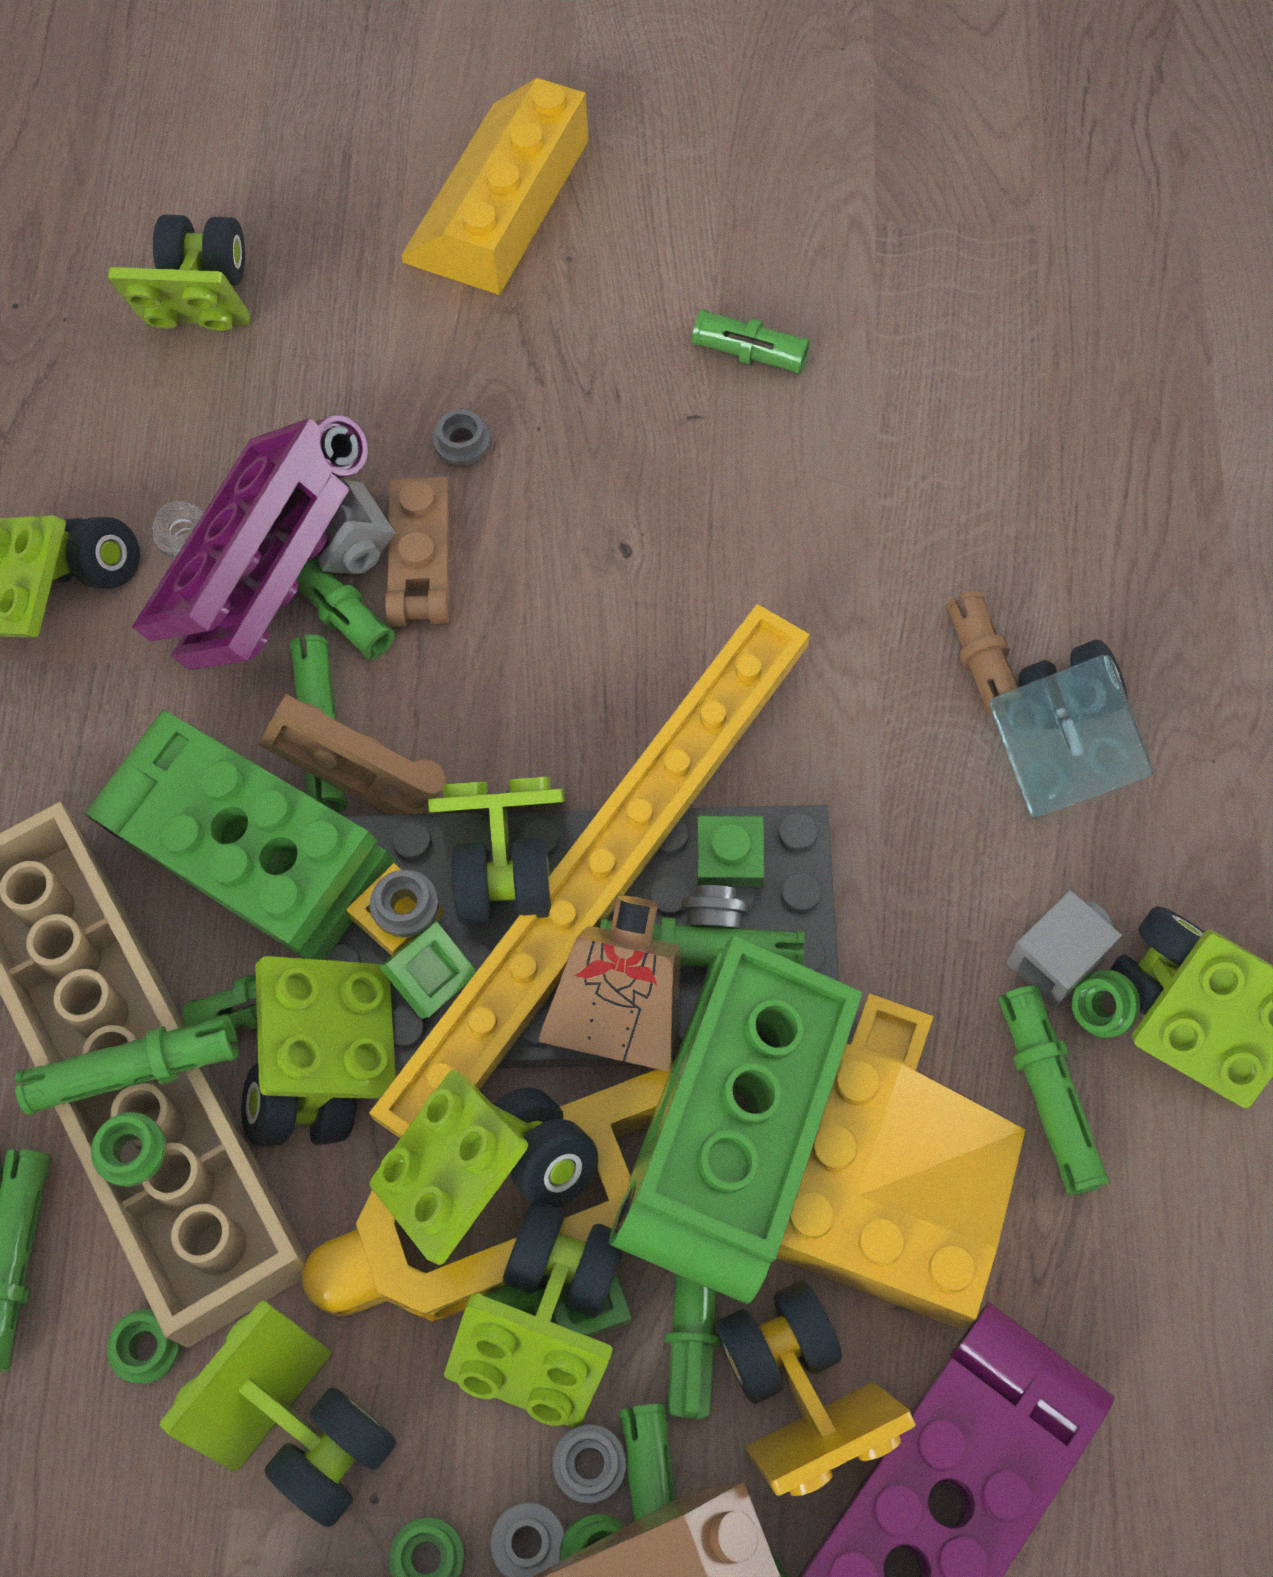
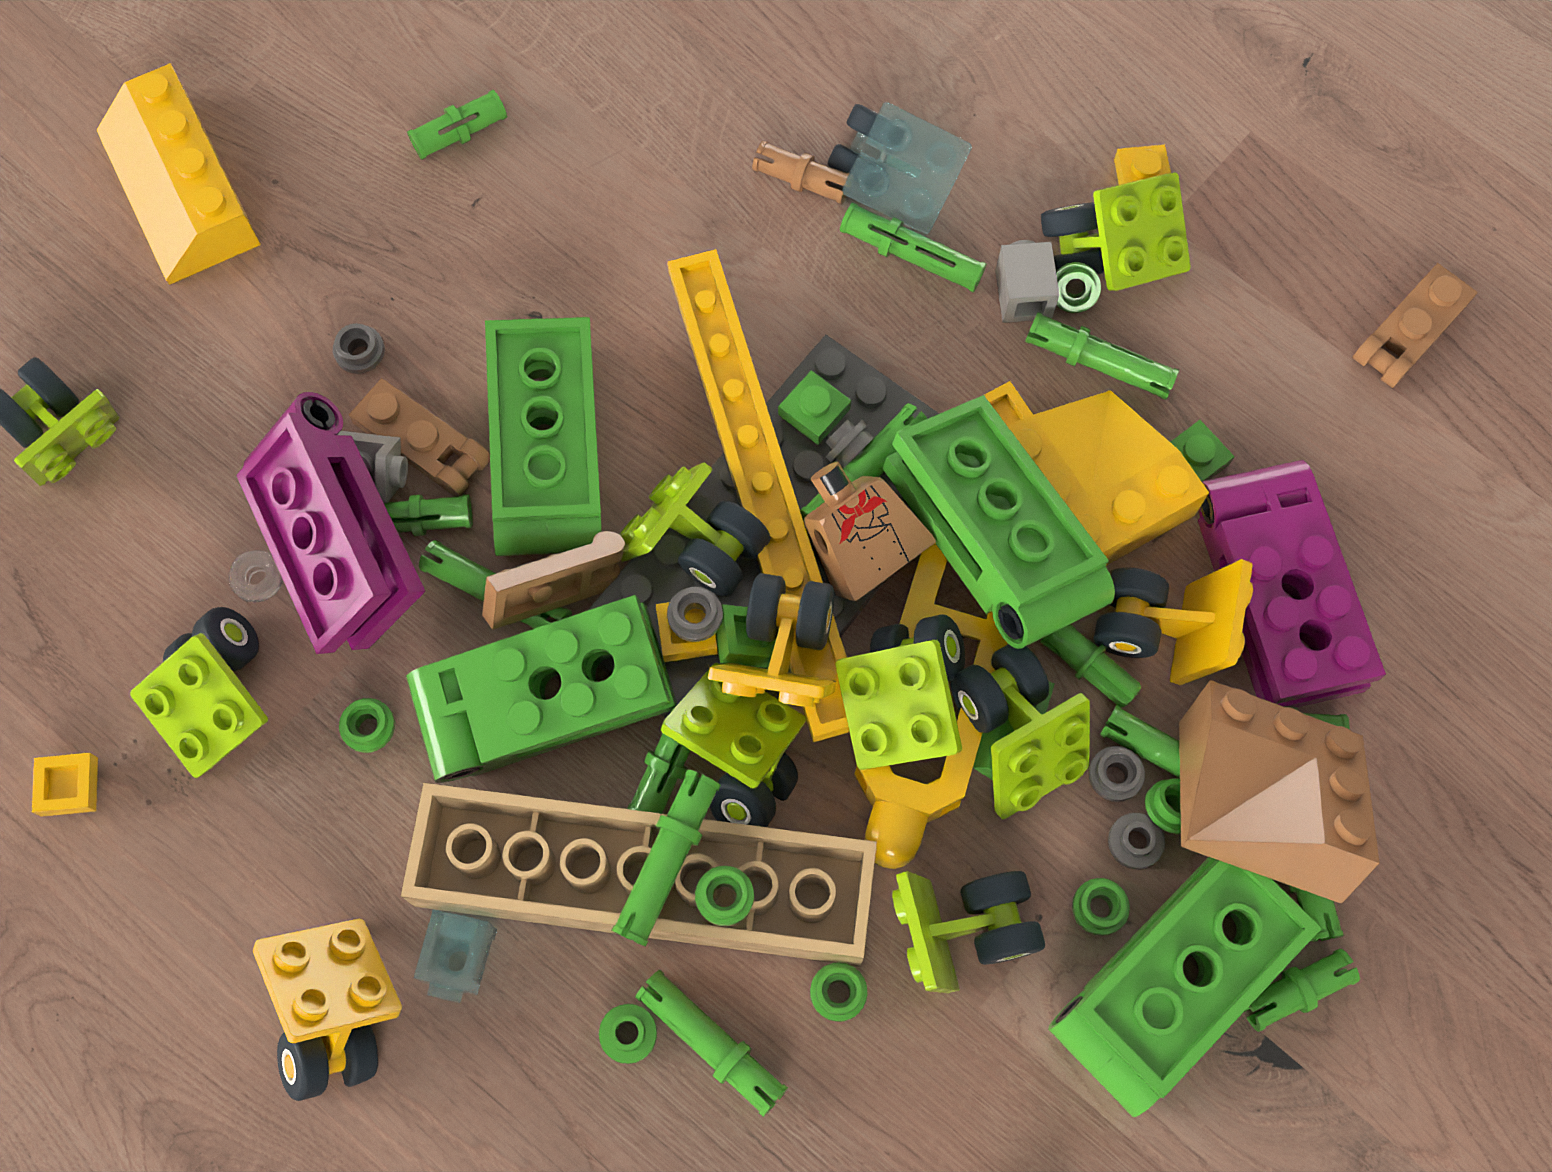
camera: 55 degrees left, 5 degrees up
(102, 709) = (357, 713): none -> bright green plate
(384, 1029) = (778, 615): none -> plate
(452, 685) = (547, 478): none -> bright green hinge
(980, 749) = (860, 222): none -> bright green pin
(1031, 1279) = (1203, 451): none -> bright green plate

